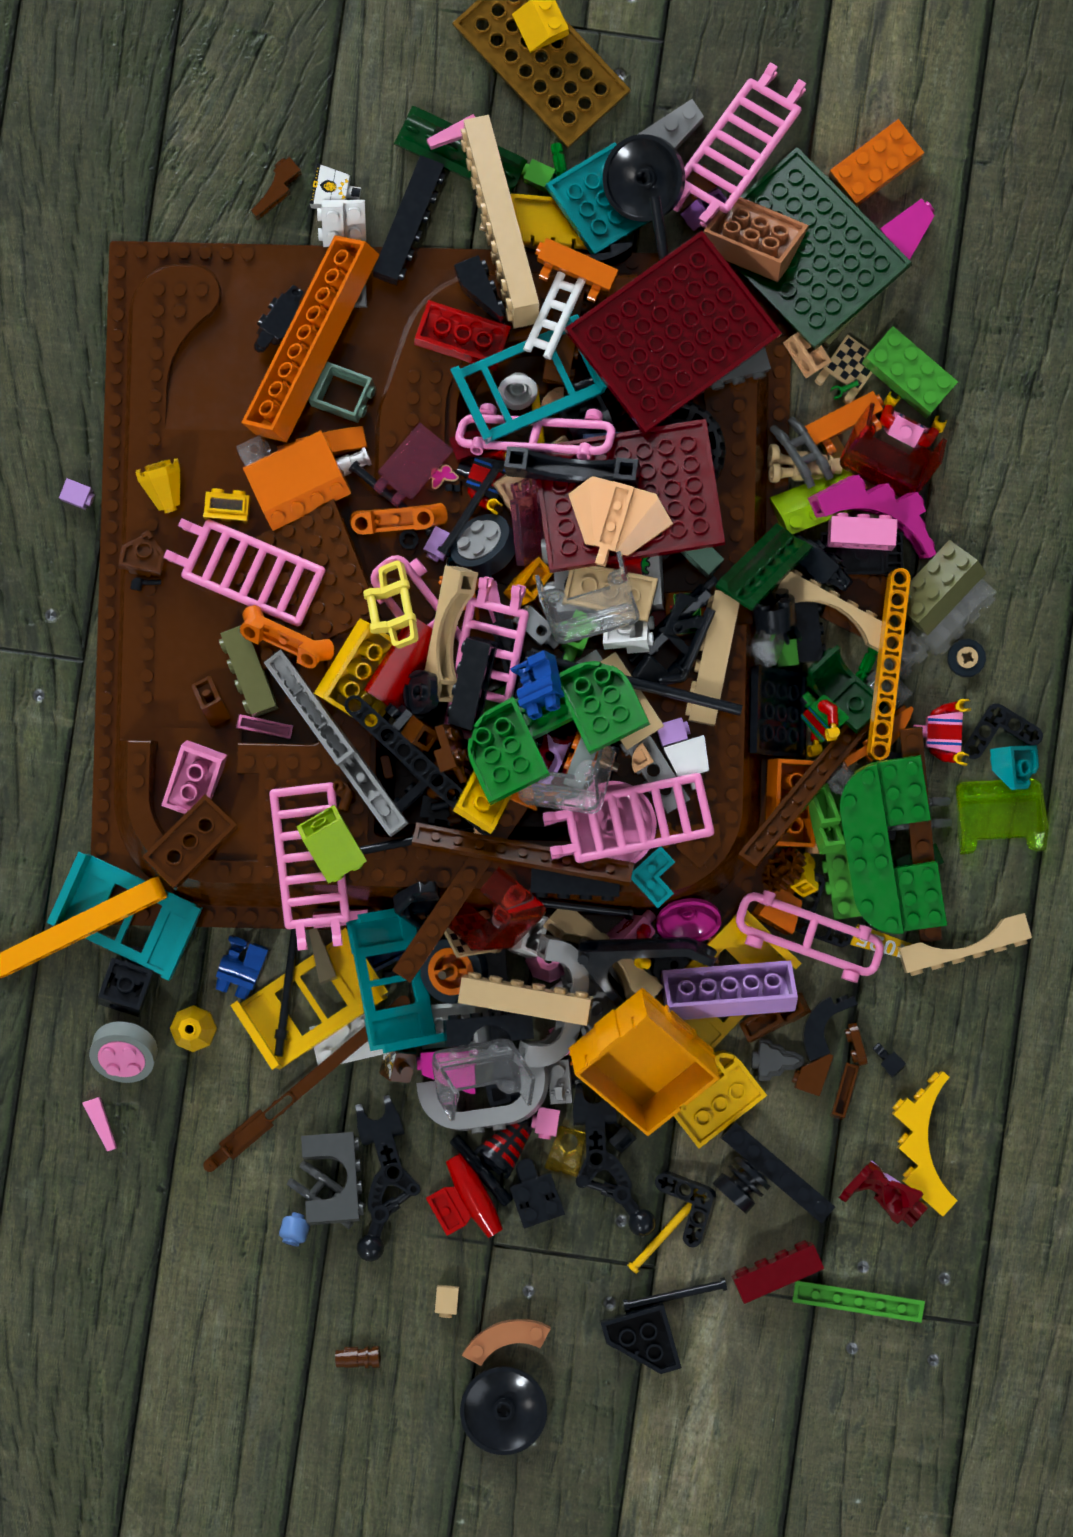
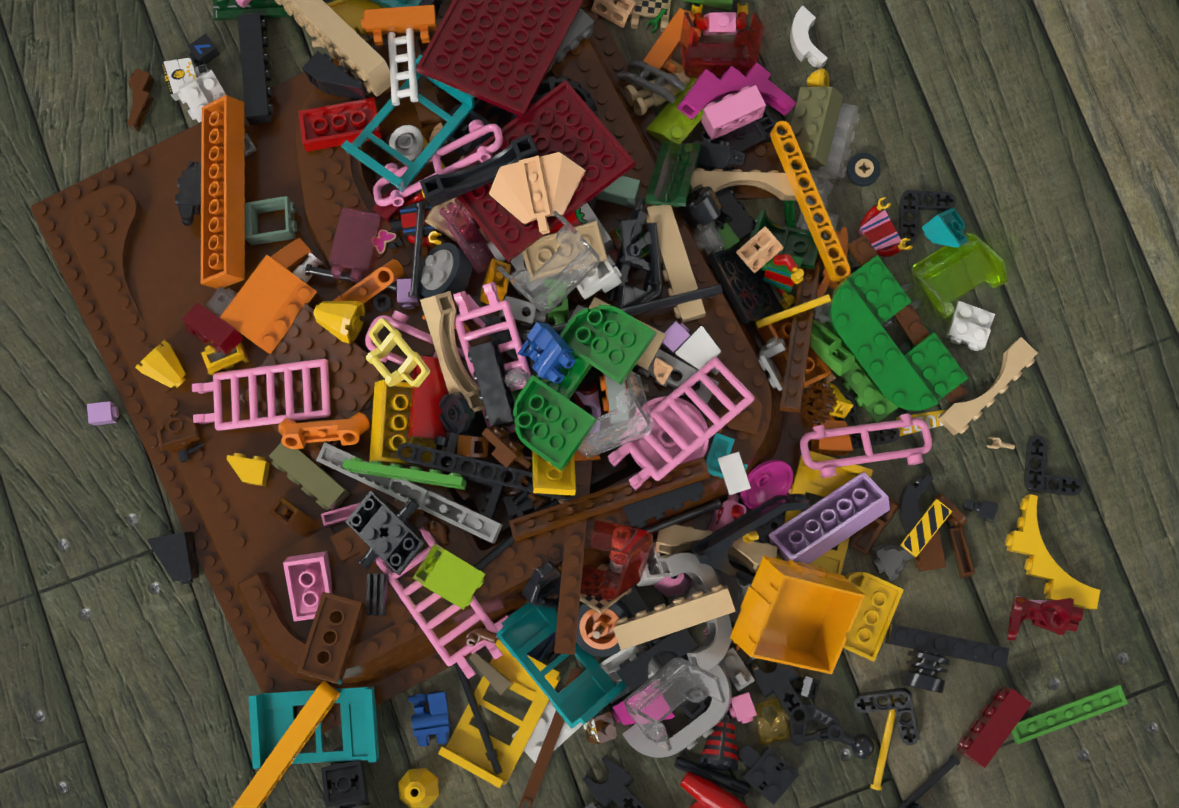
camera: 30 degrees left, 5 degrees down
(78, 676) = (177, 556): none -> black slope
(192, 633) = (250, 471): none -> yellow slope
(228, 475) = (211, 329): none -> dark red brick
(251, 822) = (373, 594): none -> black tile
(295, 770) = (387, 532): none -> black slope
(330, 915) = (478, 635): none -> reddish brown arm
(349, 729) = (413, 474): none -> bright green plate
(359, 536) = (341, 318): none -> yellow cone
(366, 172) = (203, 50): none -> black brick
(497, 690) = (516, 378): none -> clear plate
(656, 894) = (734, 473): none -> white sticker
(755, 805) = (766, 361): none -> light grey bracket
(808, 765) = (793, 311): none -> yellow bar
(810, 686) = (759, 249): none -> light nougat brick
(820, 1048) = (926, 528): none -> tile
(942, 1005) = (997, 443): none -> tan hand
(967, 1064) = (1042, 479): none -> black beam
(973, 542) = (818, 78): none -> yellow cone
(978, 489) = (800, 39): none -> white arch
(983, 874) = (970, 326): none -> white plate

